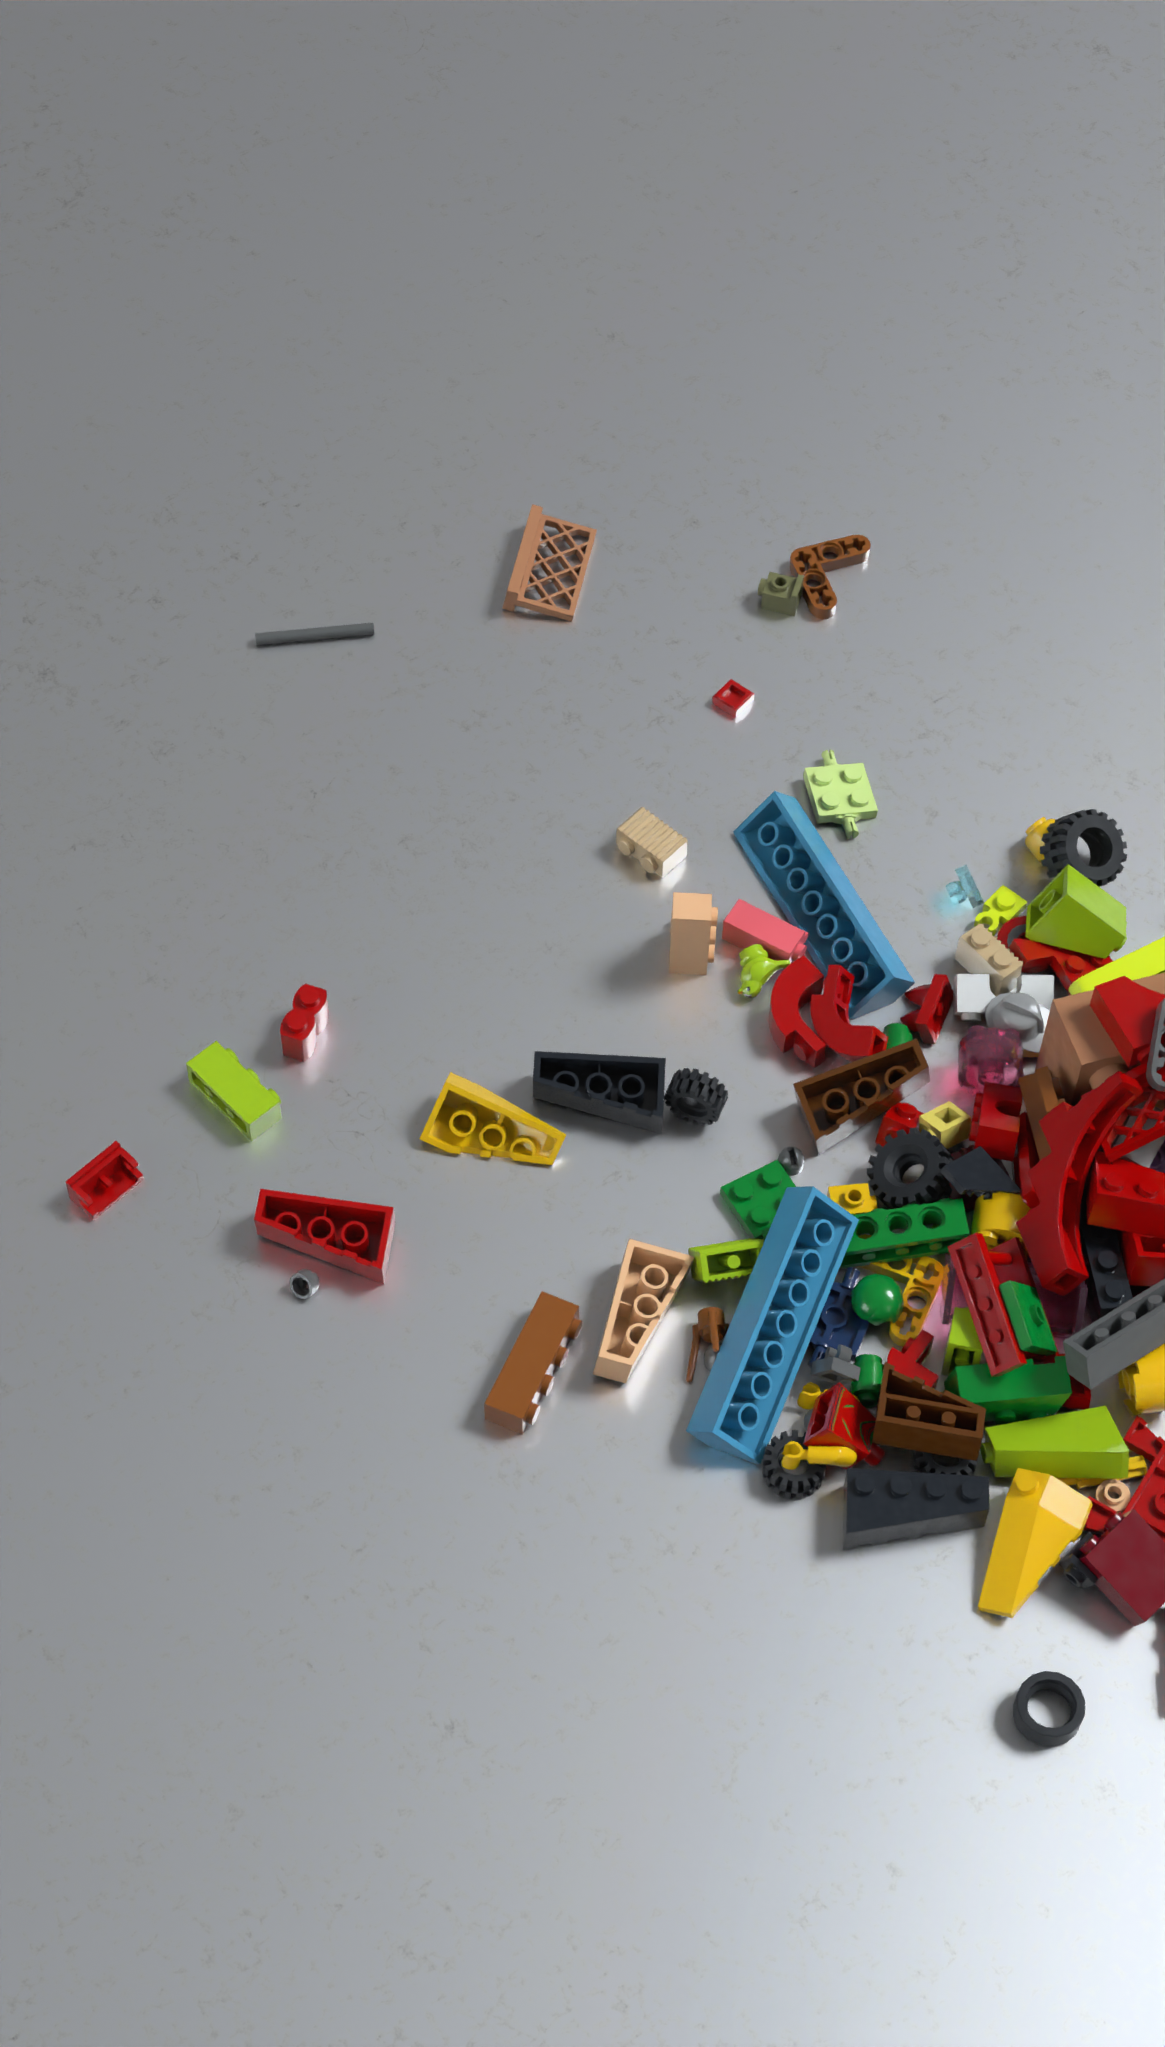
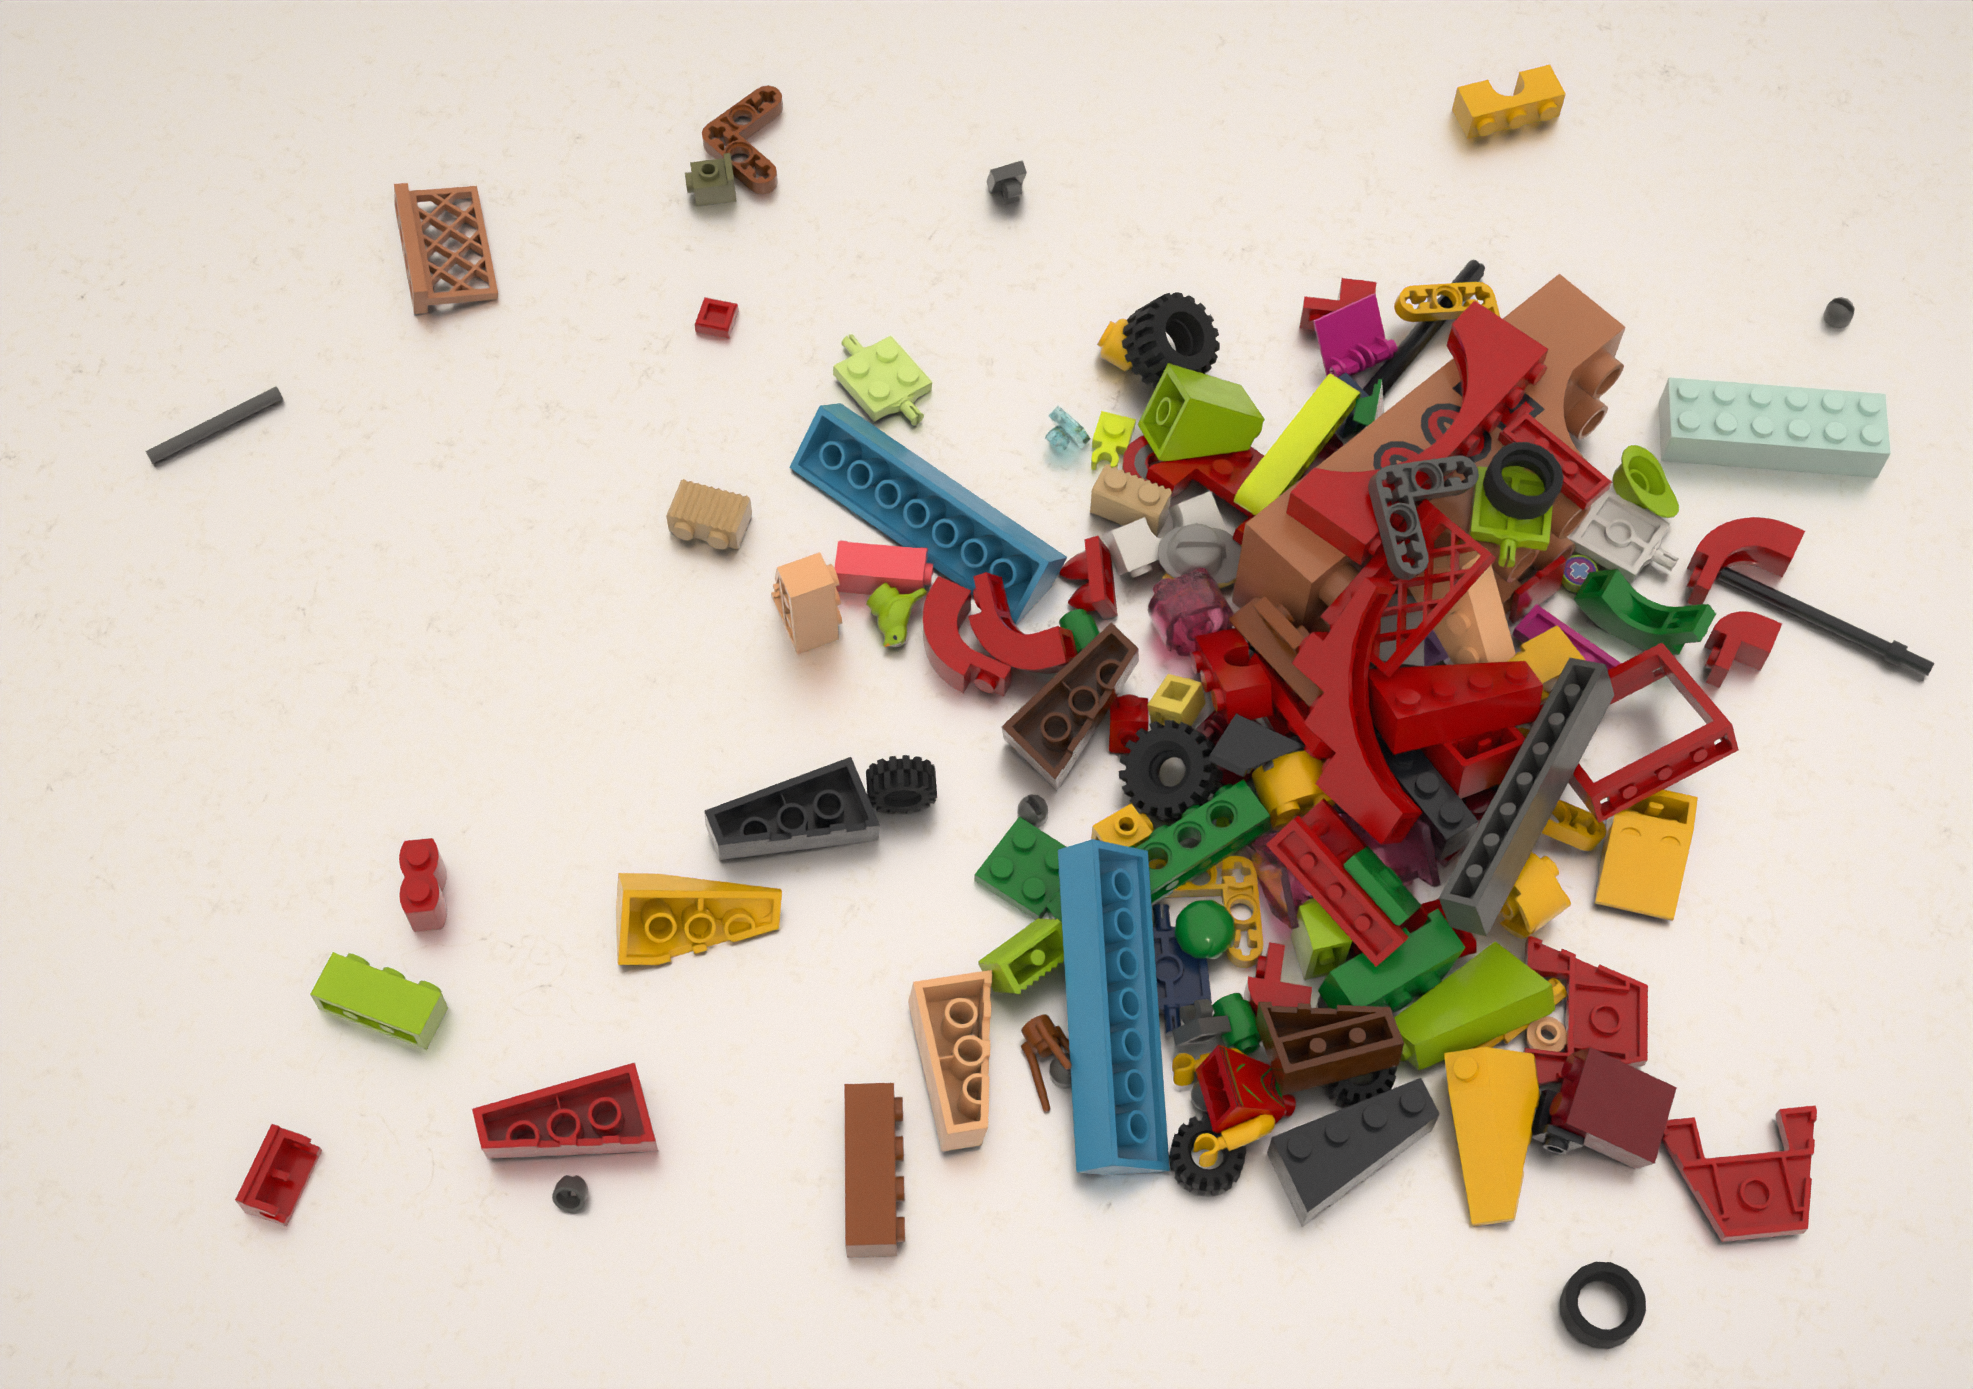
camera: 25 degrees left, 5 degrees up
(1019, 678) = (1008, 180): none -> dark grey tile

